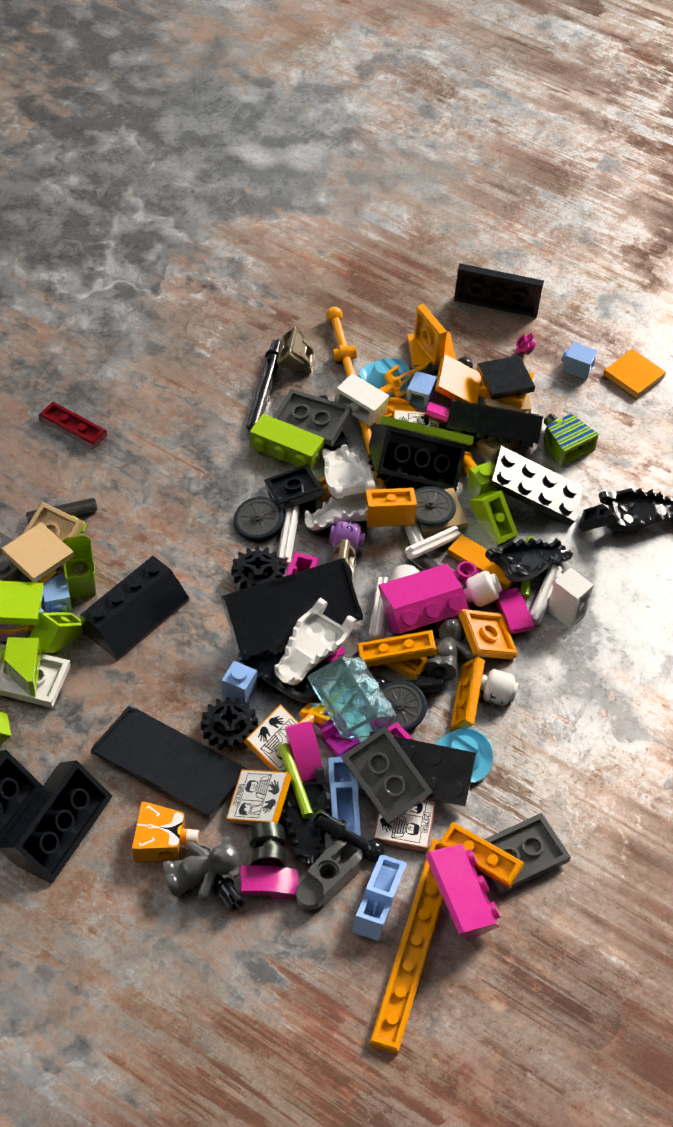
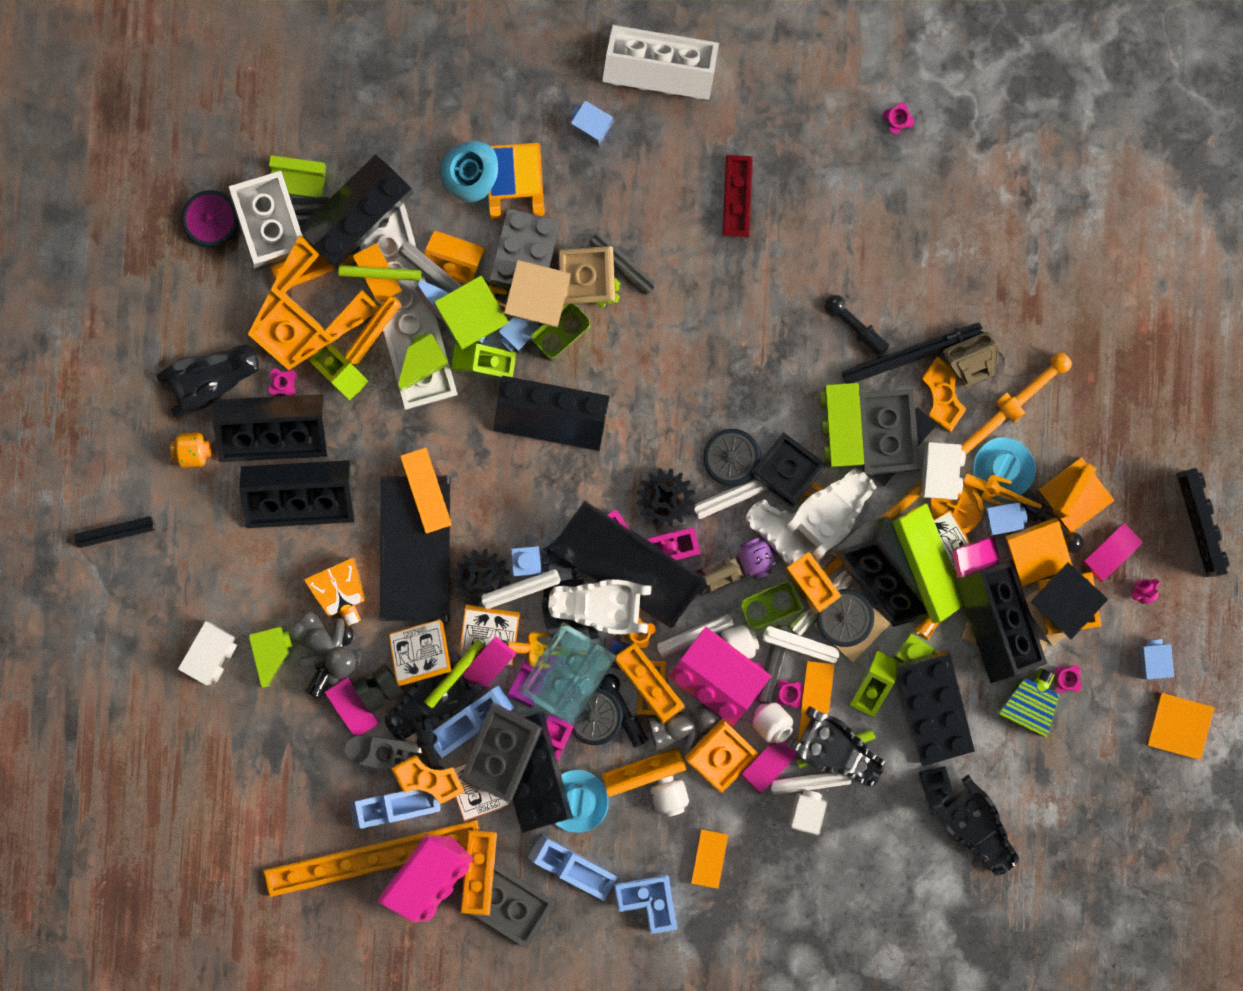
camera: 60 degrees right, 35 degrees up
(98, 317) = (899, 110): none -> dark pink plate
(127, 722) = (426, 490): none -> light orange tile
(138, 972) = (208, 654): none -> white brick
(174, 920) = (270, 652): none -> lime slope
(197, 410) = (836, 306): none -> black pin
(259, 692) = (520, 589): none -> white axle
(300, 381) = (945, 408): none -> light orange tile
(354, 638) = (641, 640): none -> light orange plate
(365, 853) = (414, 775): none -> light orange tile
(393, 529) = (770, 609): none -> lime piece
(485, 347) = (1112, 552): none -> dark pink slope
(516, 788) = (572, 867): none -> light blue slope
(562, 409) = (1072, 672): none -> dark pink plate
(567, 690) = (709, 858): none -> light orange tile
(579, 739) = (654, 895): none -> light blue brick

